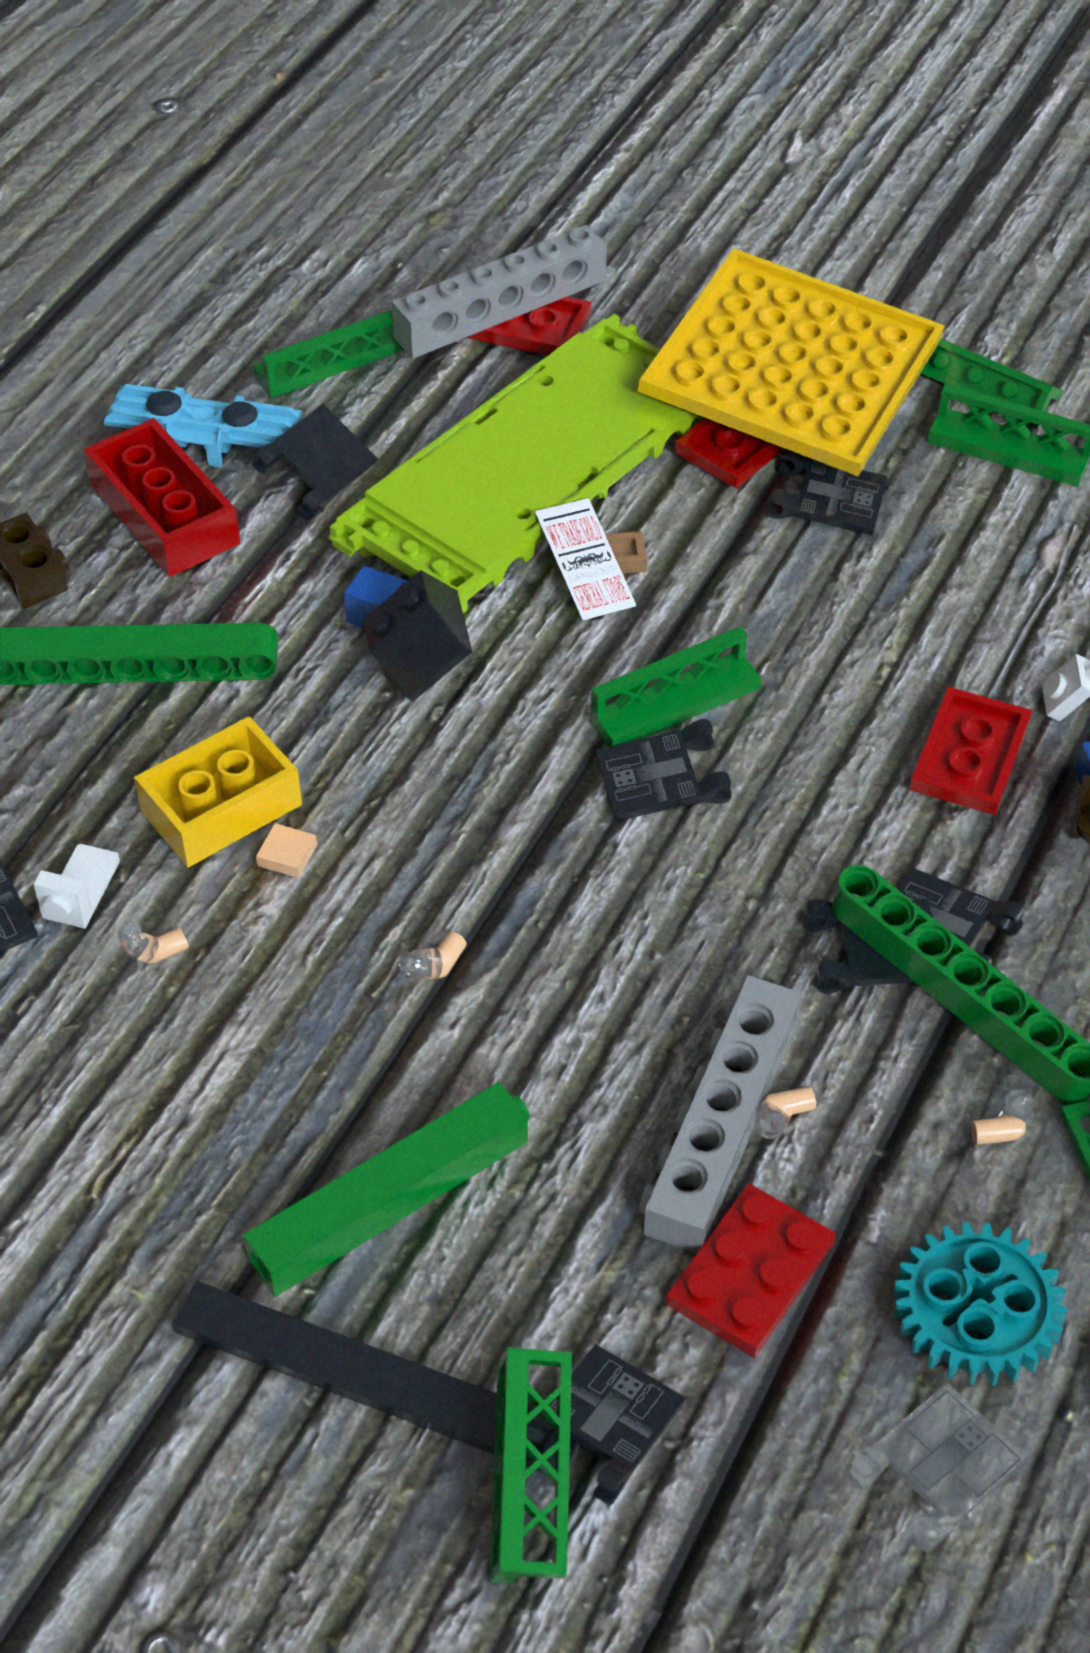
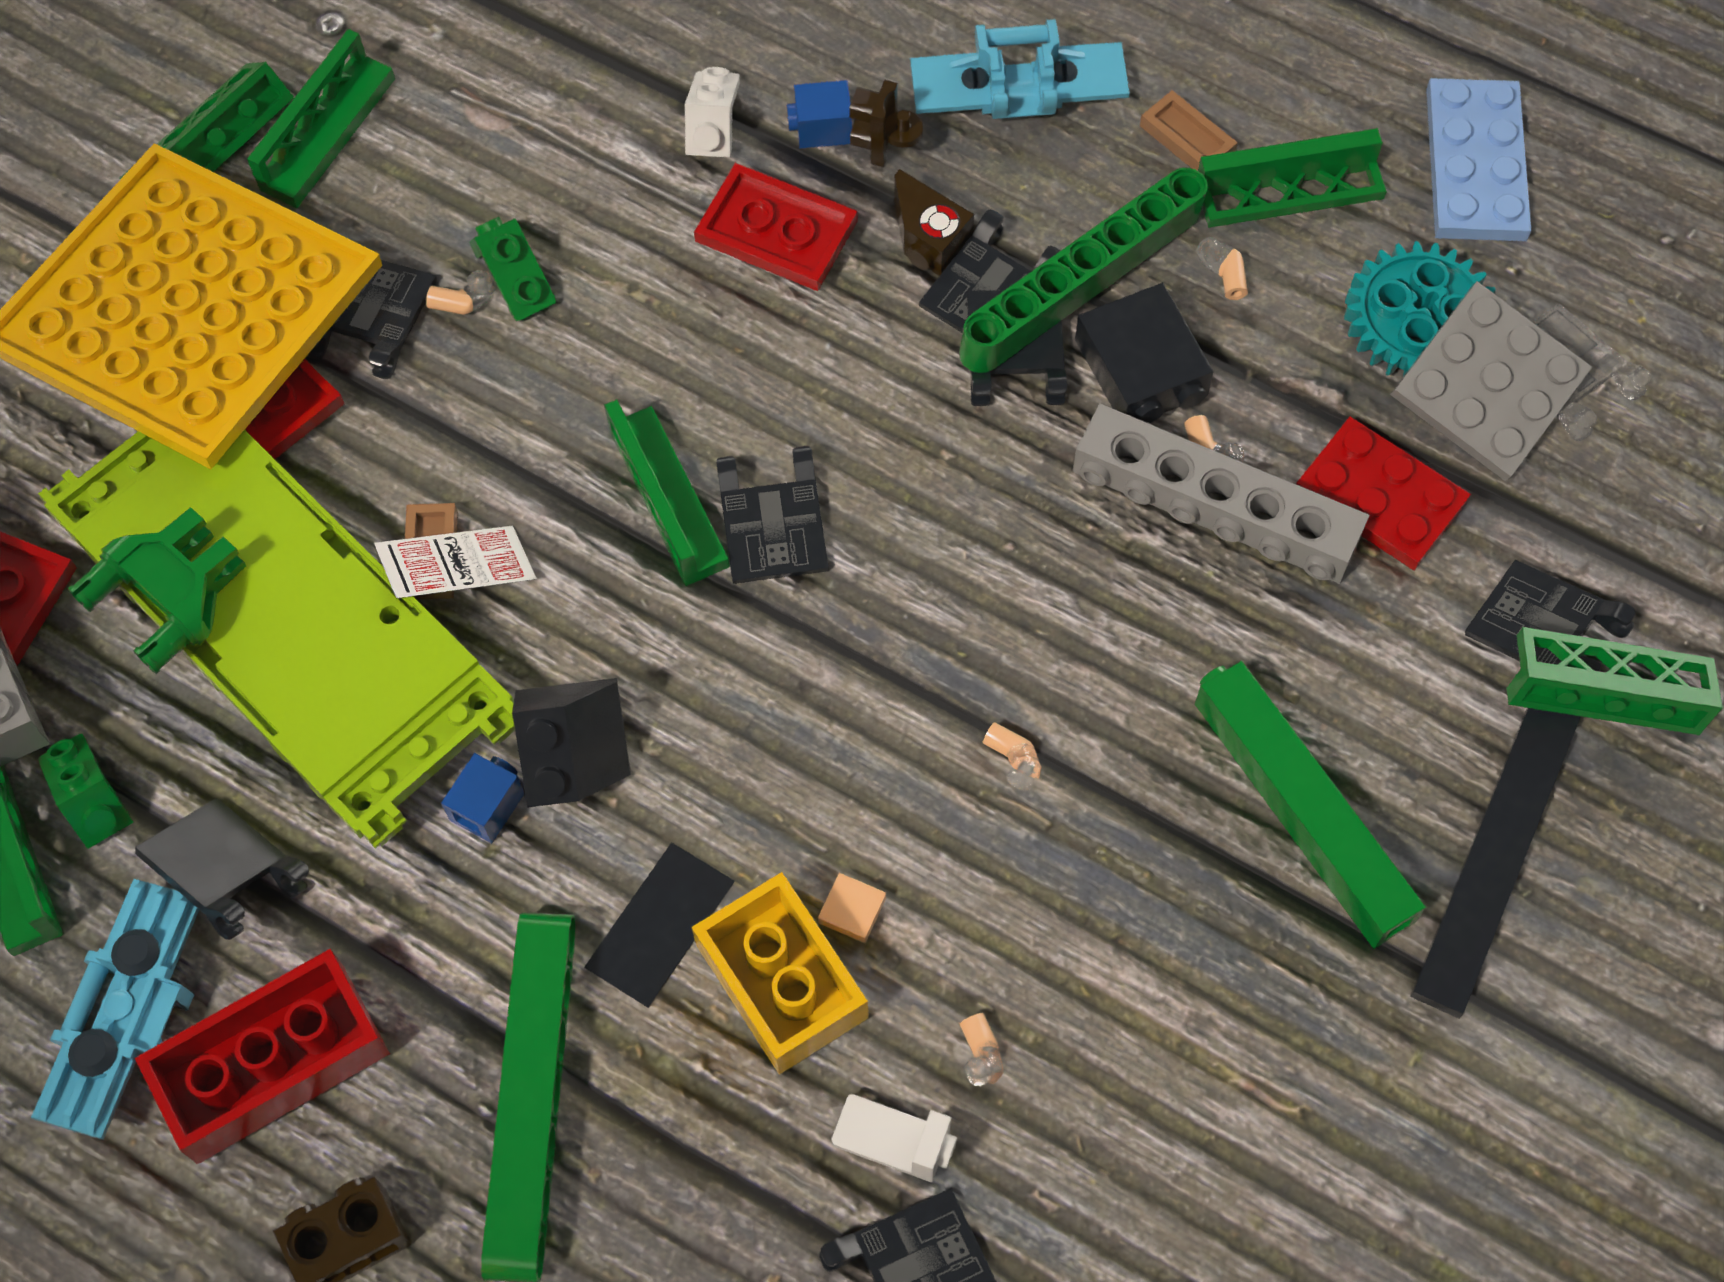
camera: 85 degrees left, 15 degrees up
(299, 736) = (658, 924): none -> black sticker
(368, 375) = (83, 791): none -> green bracket
(534, 383) = (165, 575): none -> green connector
(851, 550) = (465, 300): none -> arm
(876, 1044) = (1144, 354): none -> black brick
(885, 567) = (513, 267): none -> green bracket
(894, 1361) = (1491, 381): none -> light grey plate
(996, 858) = (929, 224): none -> dark brown slope

